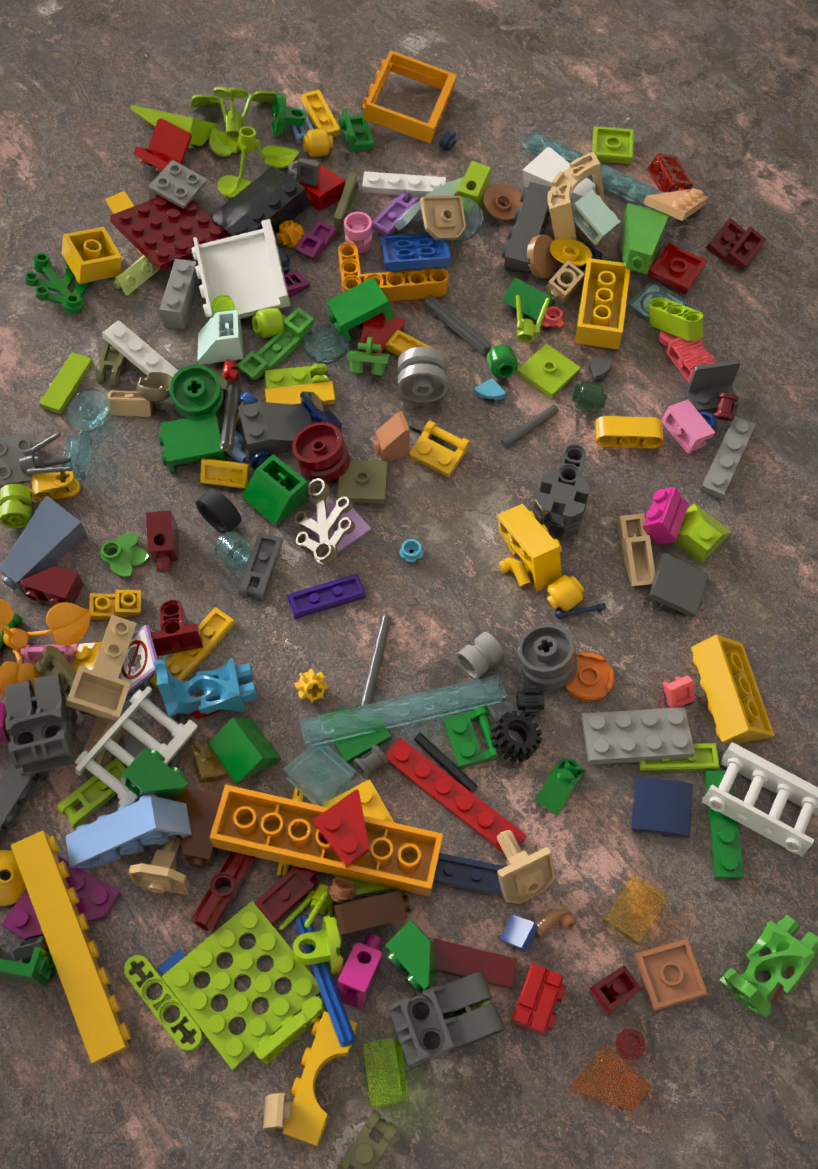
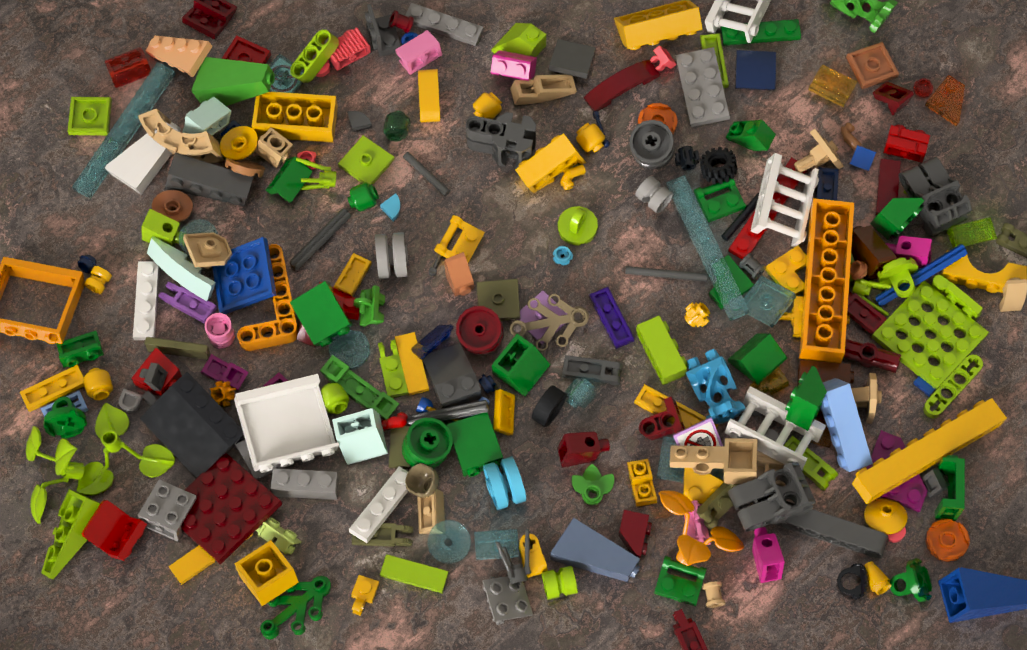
camera: 95 degrees left, 5 degrees up
(57, 340) = (363, 591): none -> yellow plate
(135, 458) = (506, 482): none -> medium azure wheel
(222, 303) = (324, 435): clear neon green tile -> none
(273, 640) = (661, 350): none -> lime brick
(345, 828) = (822, 260): red wing -> none
(428, 146) = (97, 280): none -> yellow wheel
(449, 571) = (577, 225): none -> lime tile
(476, 792) = (766, 202): none -> white fence
(612, 487) = (487, 106): none -> yellow head
(645, 640) = (620, 83): none -> dark red slope

